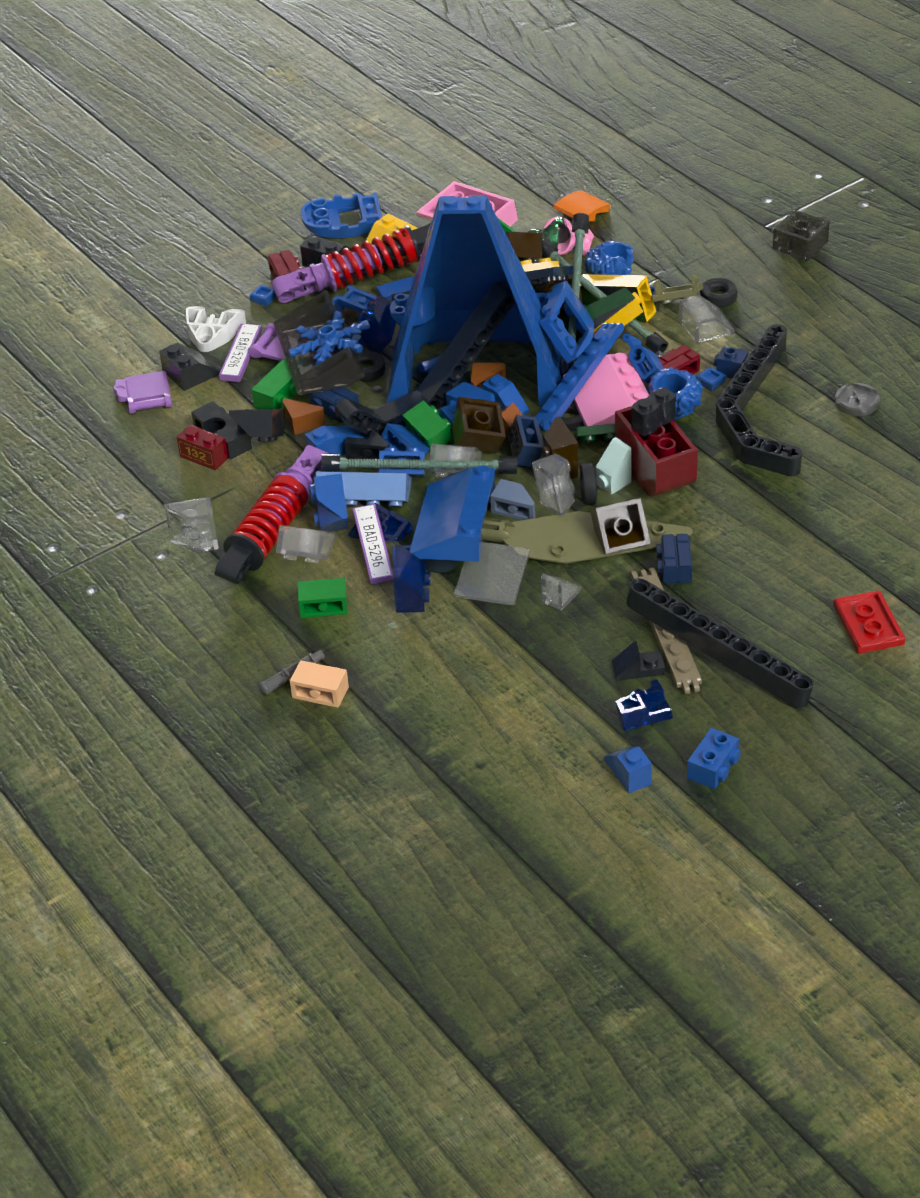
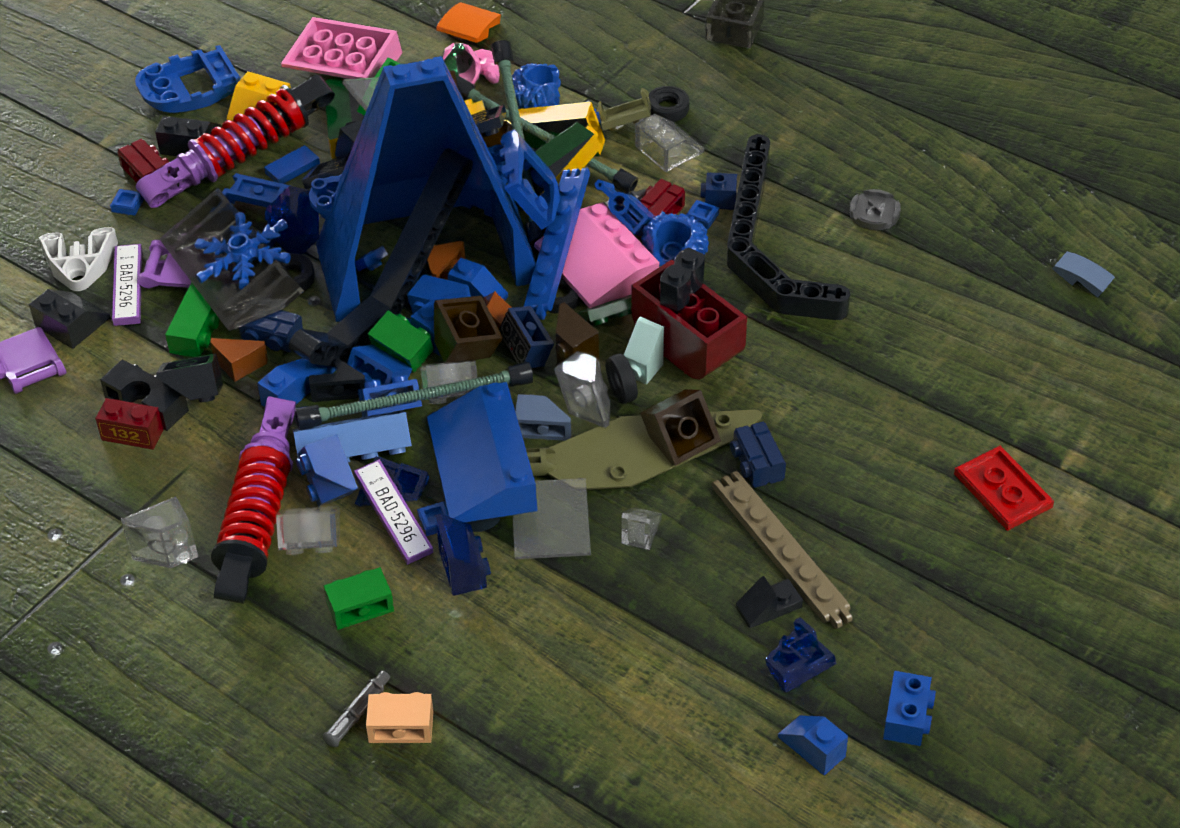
camera: 20 degrees left, 5 degrees up
(720, 643) = (856, 555): black beam -> none

